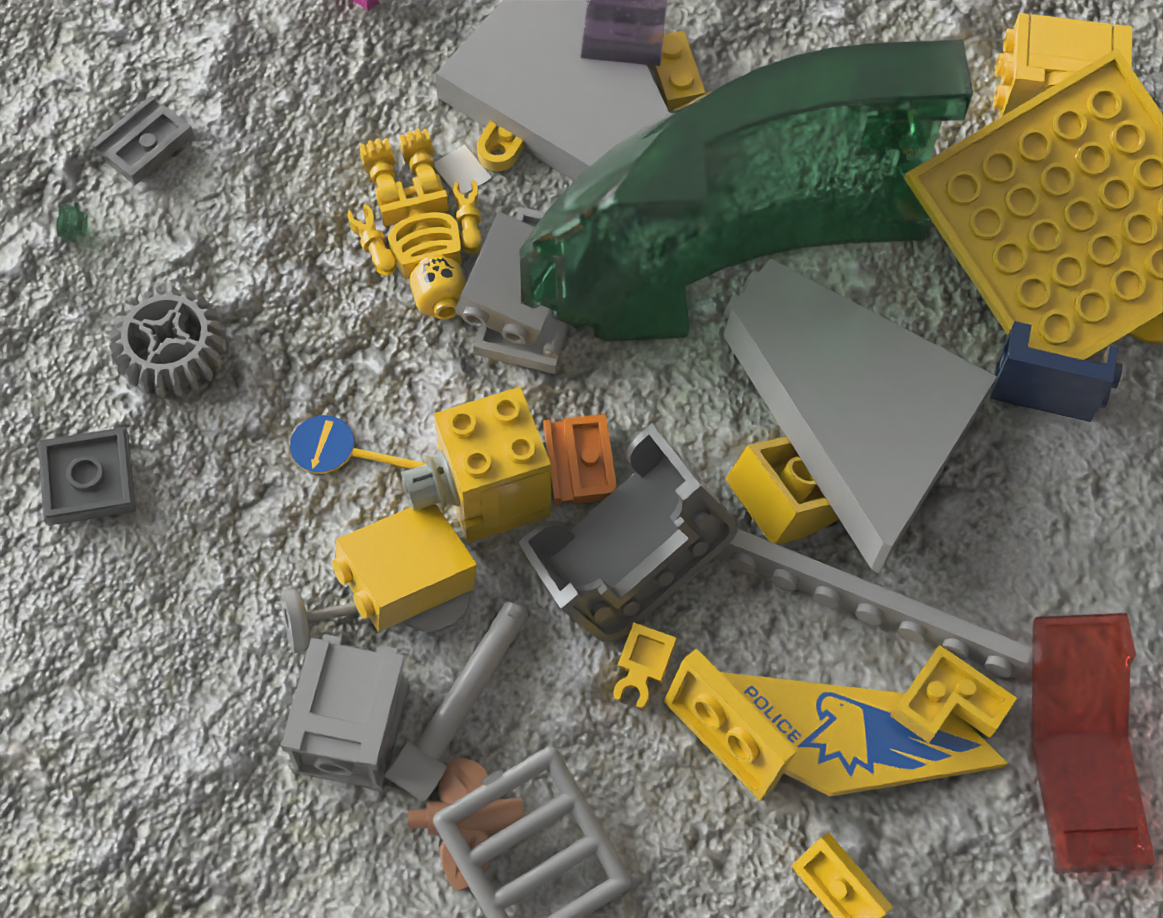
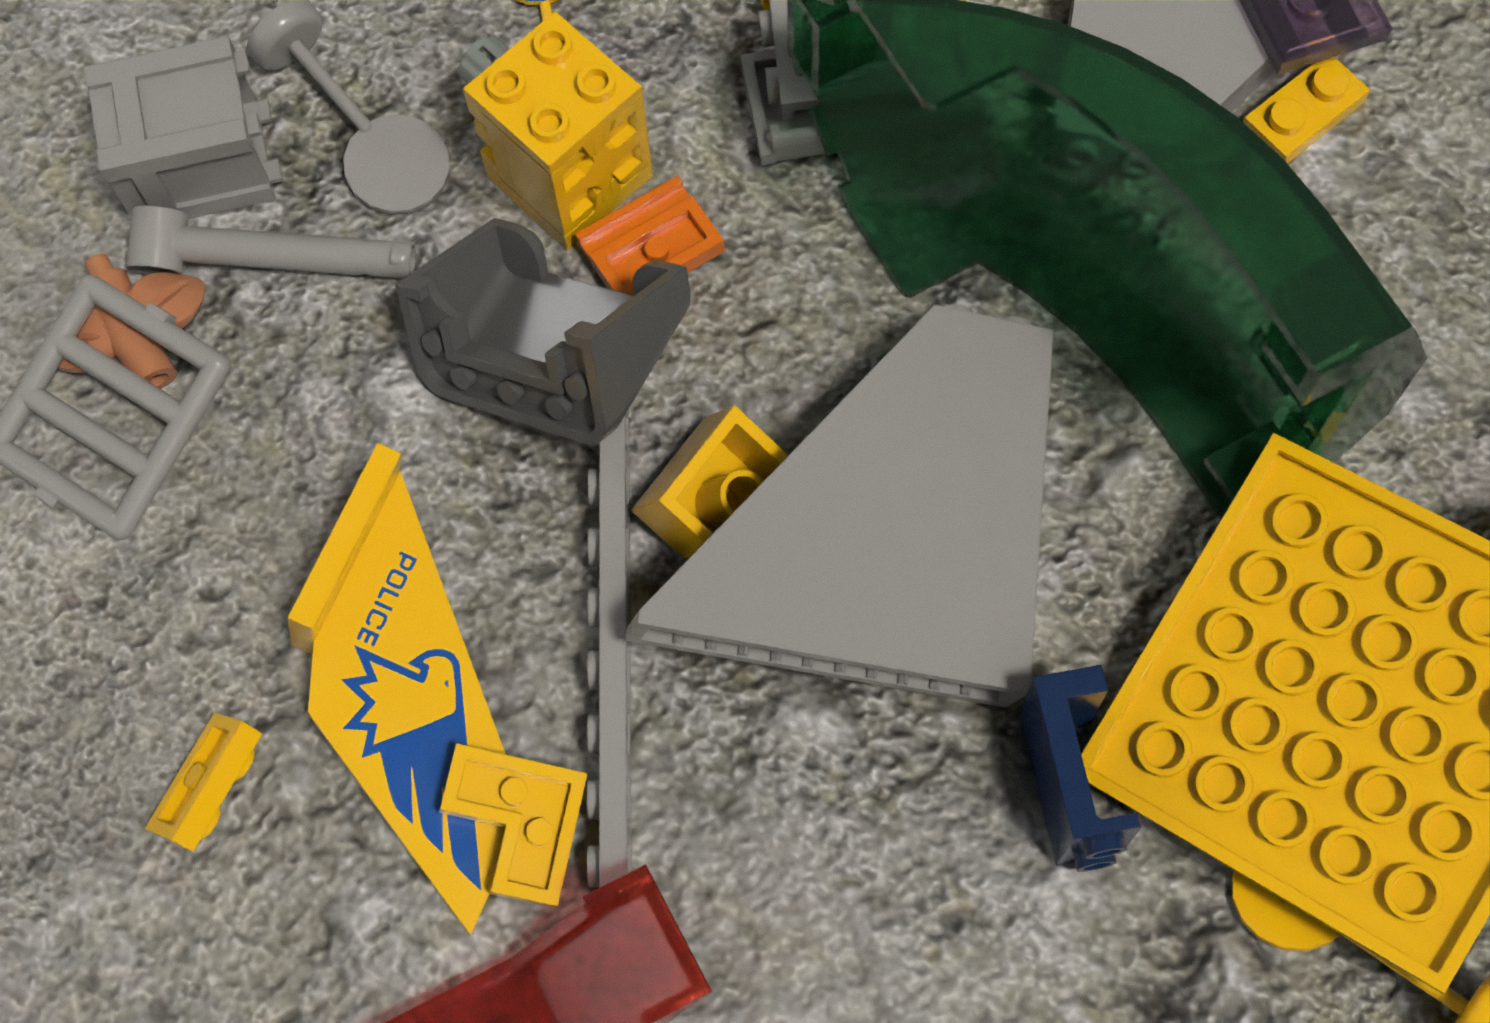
camera: 70 degrees right, 5 degrees up
(404, 565) = (395, 109): yellow brick -> none
(645, 658) = (415, 426): yellow plate -> none

